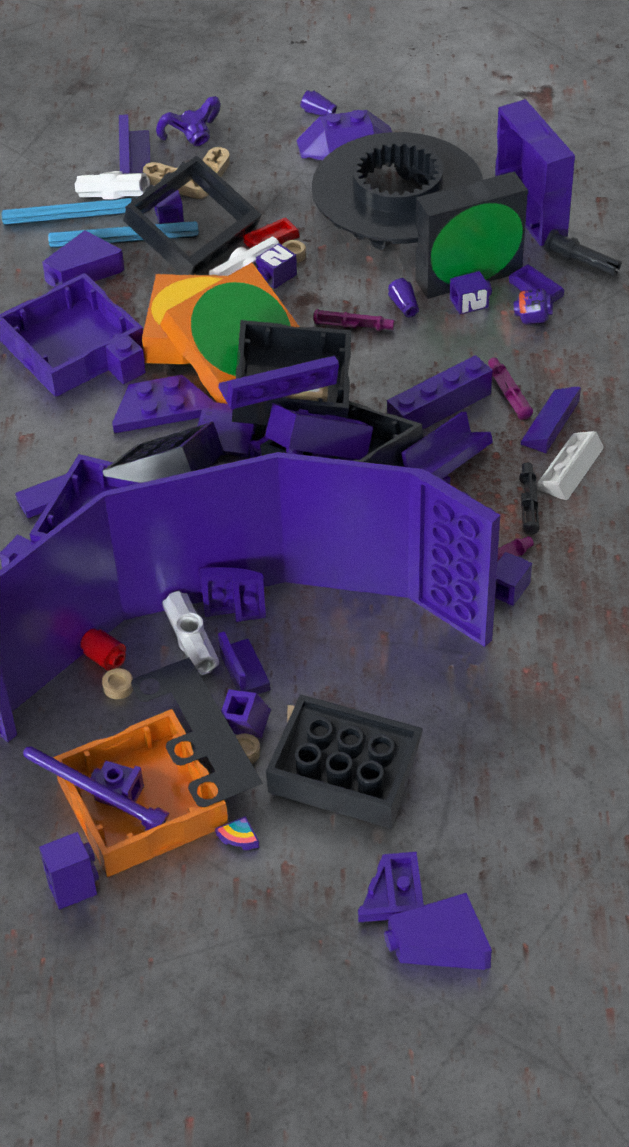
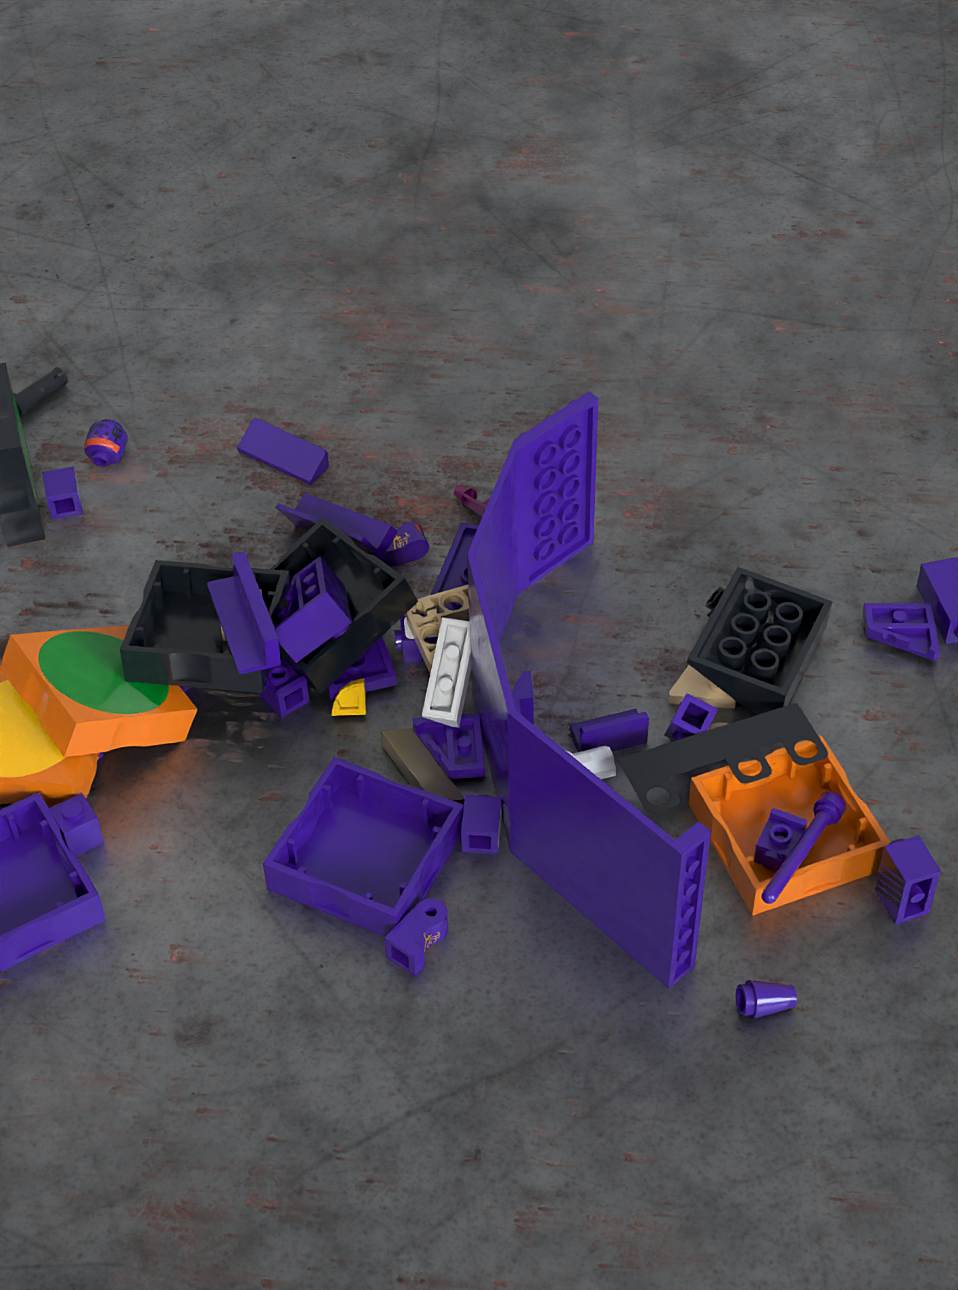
camera: 85 degrees left, 0 degrees up
(36, 498) = (298, 924): dark purple tile -> none
(159, 403) = (157, 798): dark purple wing -> none
(169, 455) = (299, 764): black slope -> none
(232, 435) = (228, 729): dark purple slope -> none
(238, 834) = (839, 743): tile -> none
(352, 320) = (68, 603): magenta piece -> none
(403, 296) = (47, 551): dark purple cone -> none
(444, 393) = (230, 523): dark purple brick -> none
(510, 389) = (228, 480): magenta piece -> none
(529, 278) = (59, 443): dark purple tile -> none
(529, 500) = (399, 482): black piece -> none
(571, 465) = (353, 449): white slope -> none

